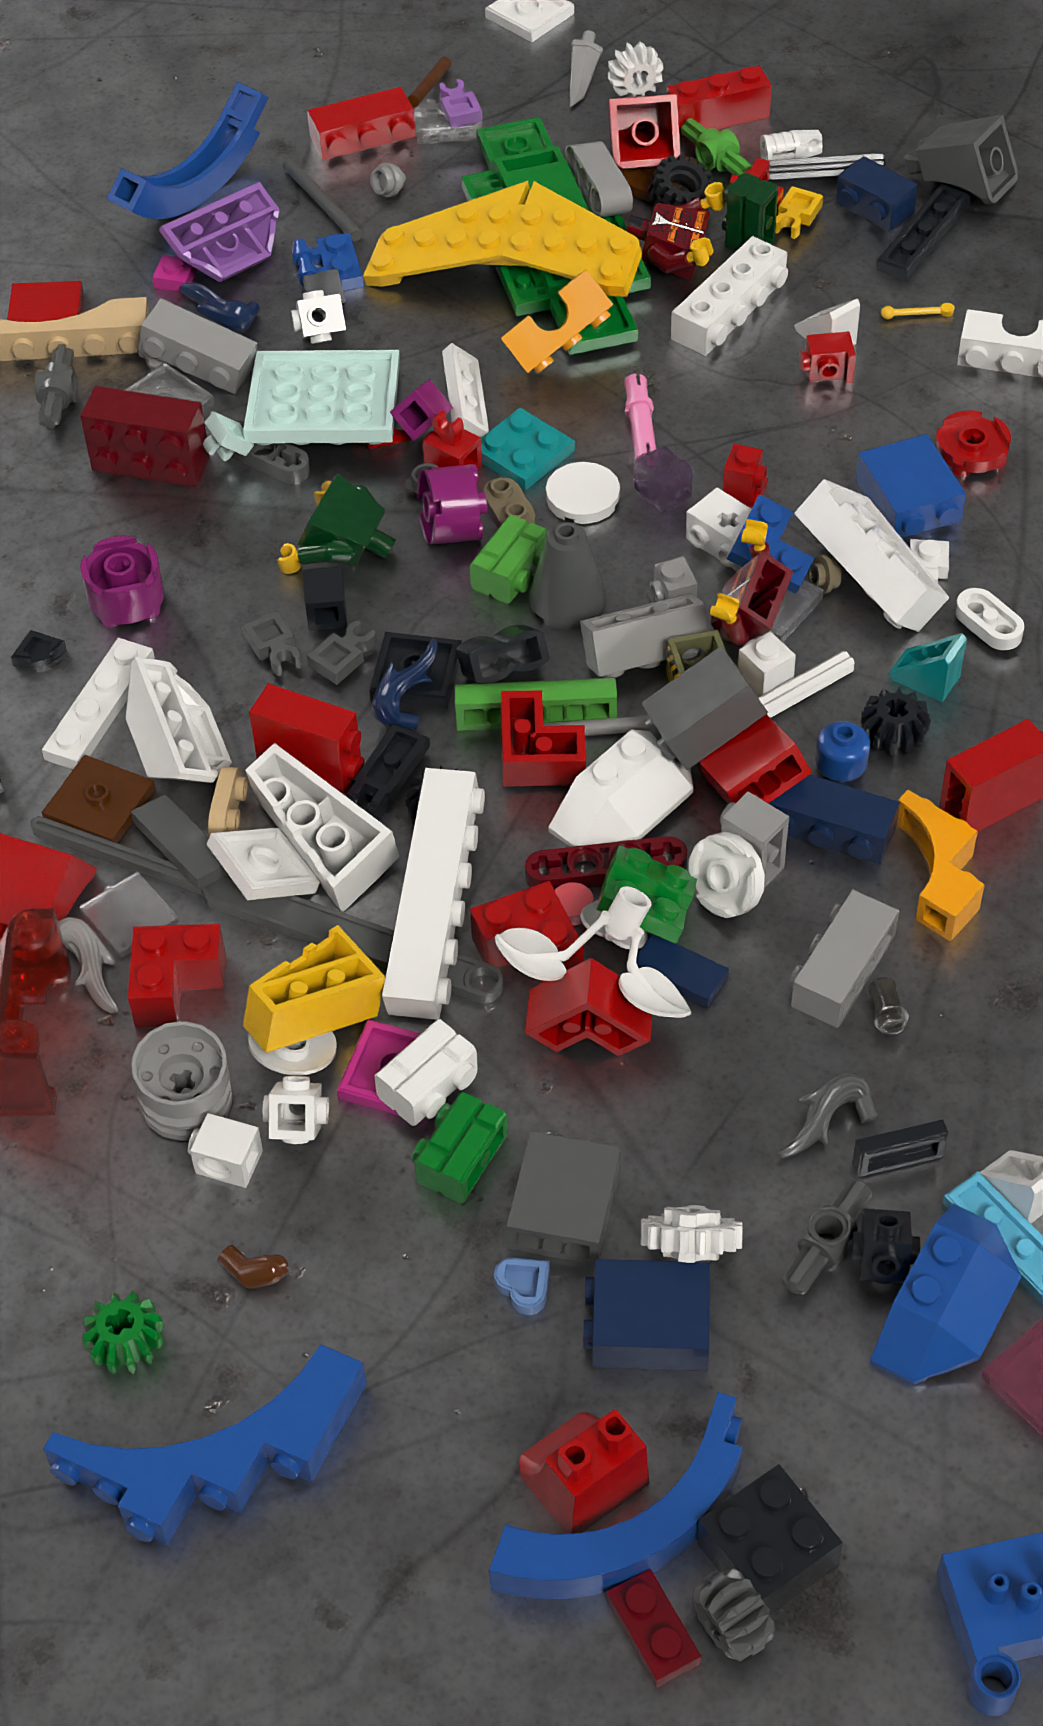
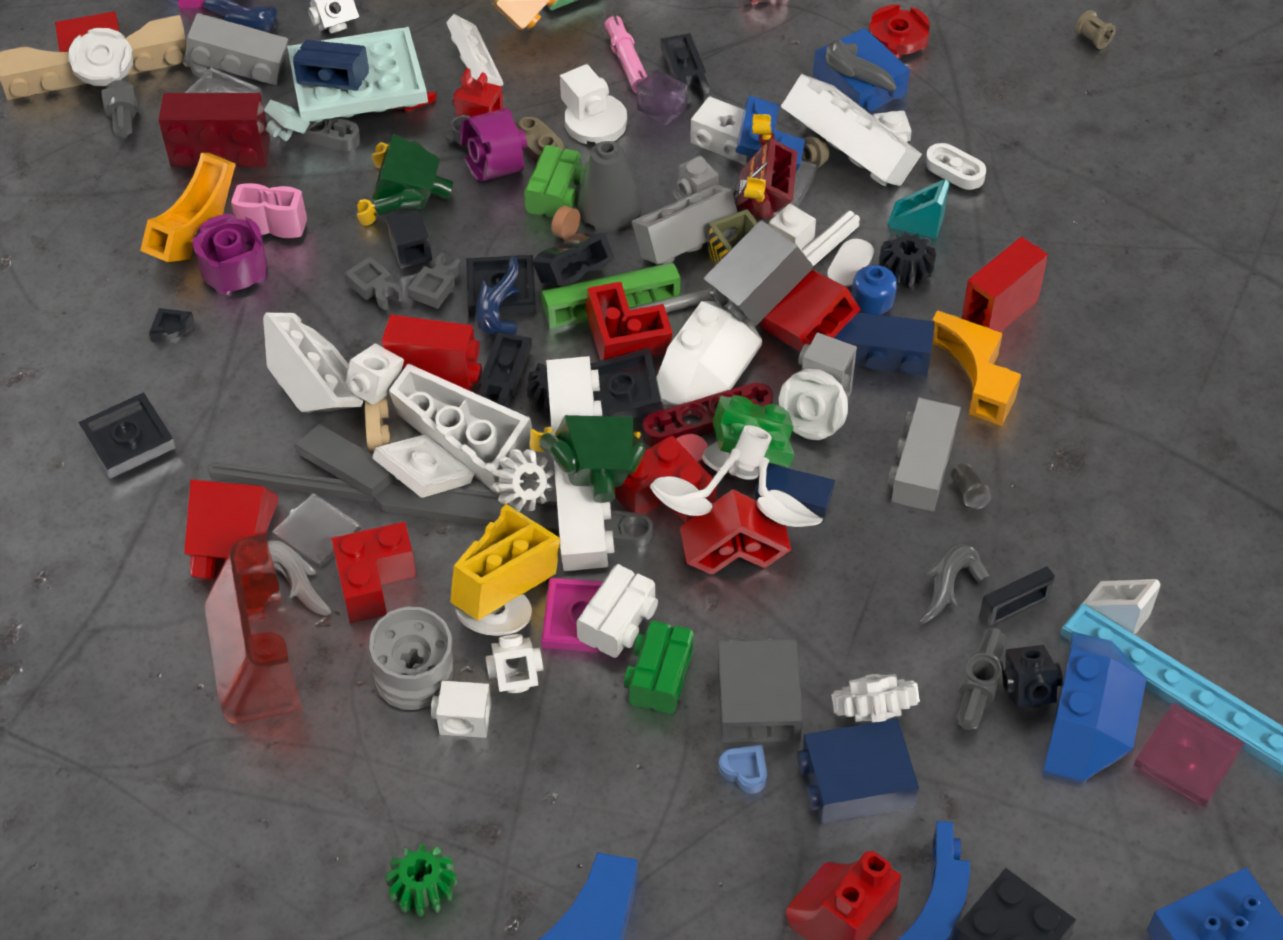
camera: 15 degrees left, 0 degrees up
(45, 332) = (100, 56): none -> white tile
(95, 706) = (235, 361): white plate -> none
(99, 798) = (262, 438): reddish brown plate -> none
(111, 513) = (173, 232): none -> light orange arch
(180, 538) = (273, 209): none -> bright pink brick
(232, 747) = (373, 373): none -> white brick
(255, 1271) = (515, 805): reddish brown arm -> none
(292, 381) = (331, 65): none -> dark blue brick
(354, 915) = (509, 480): none -> white gear
(420, 408) = (445, 72): magenta brick -> none
(447, 884) = (593, 451): none -> dark green torso
(509, 608) = (565, 222): none -> nougat tile
(518, 814) = (628, 385): none -> black plate
(524, 448) = (533, 91): teal plate -> none
(573, 459) = (584, 92): none -> white brick
(705, 444) = (685, 63): none -> black hinge
(744, 474) = (726, 82): red brick -> none
(831, 706) = (849, 259): none -> white tile
(884, 469) = (843, 60): none -> dark grey piece

